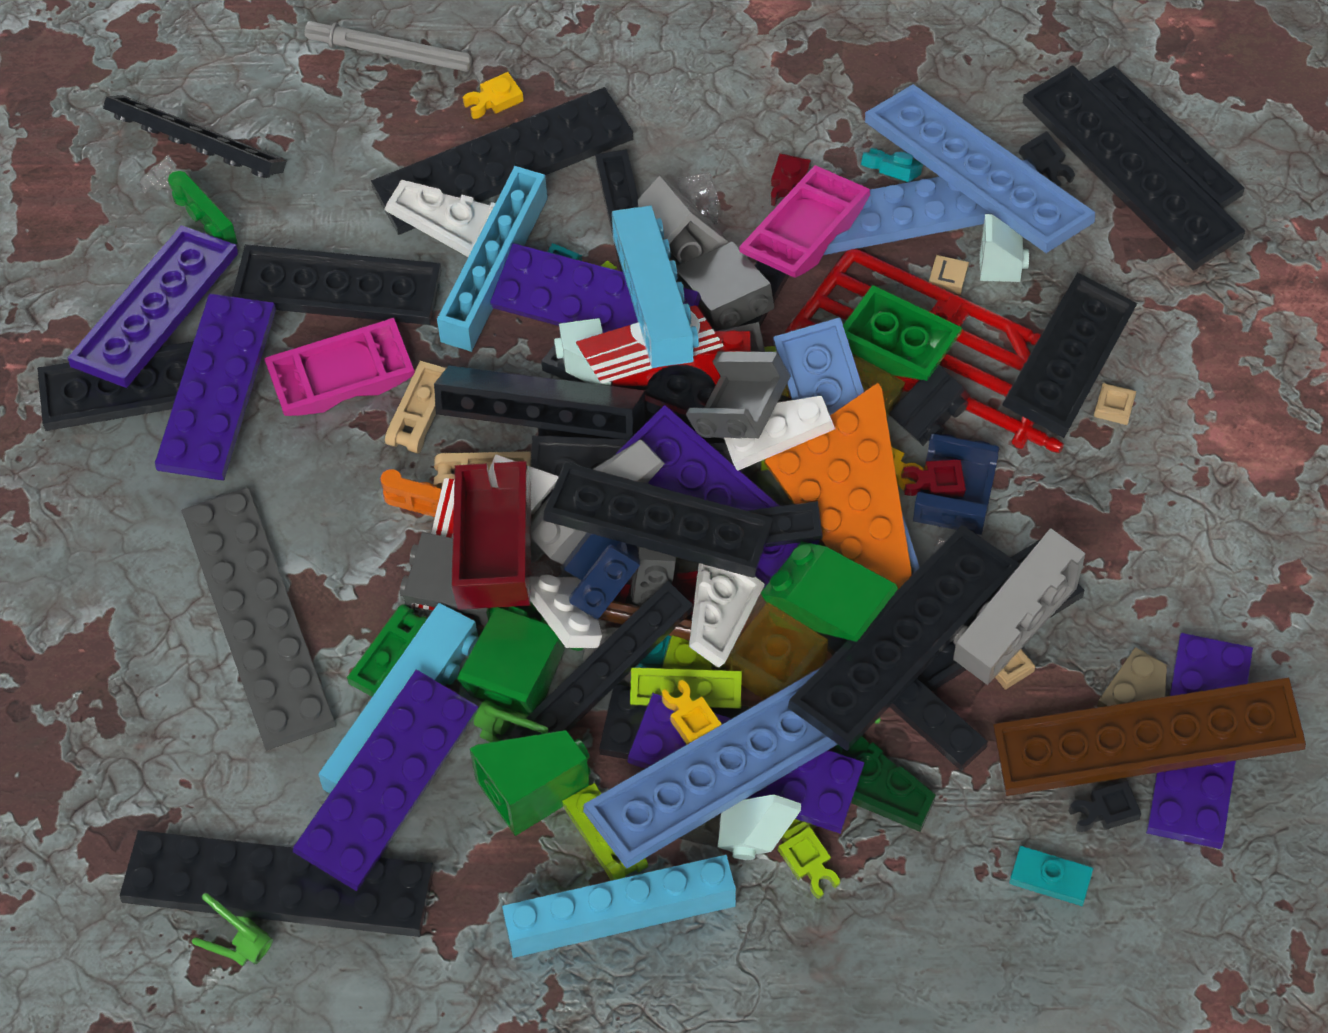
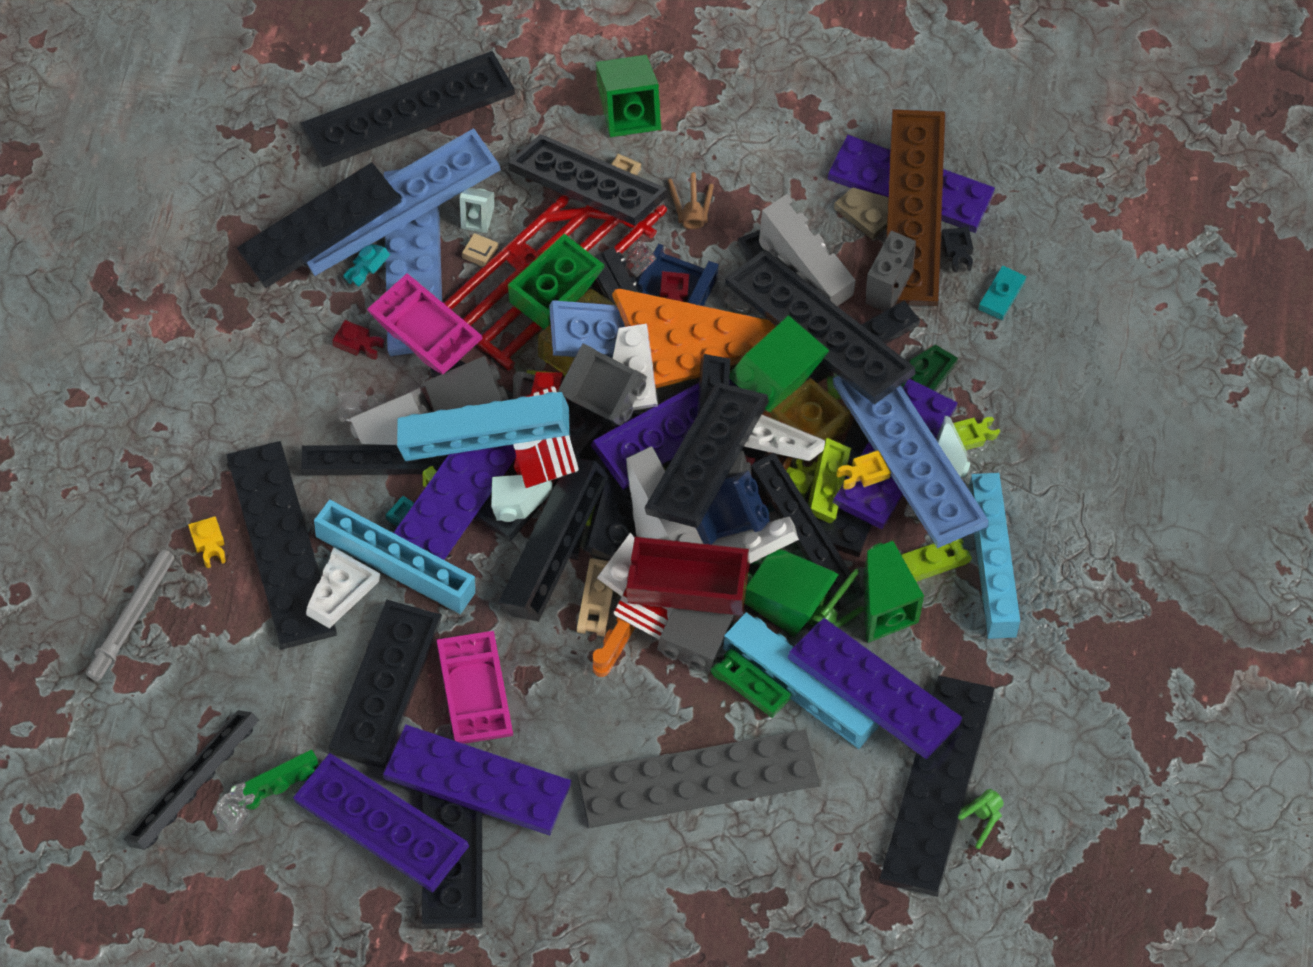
camera: 85 degrees left, 0 degrees up
(415, 409) = (525, 635): tan plate -> none
(927, 104) = (318, 225): none -> black plate
(972, 430) = (639, 257): none -> clear plate
(1025, 709) = (891, 267): none -> dark grey window
(1047, 158) = (388, 161): black plate -> none
(1067, 485) = (692, 215): none -> medium nougat plant
(1169, 137) = (385, 78): black plate -> none
(1226, 383) = (629, 95): none -> green slope

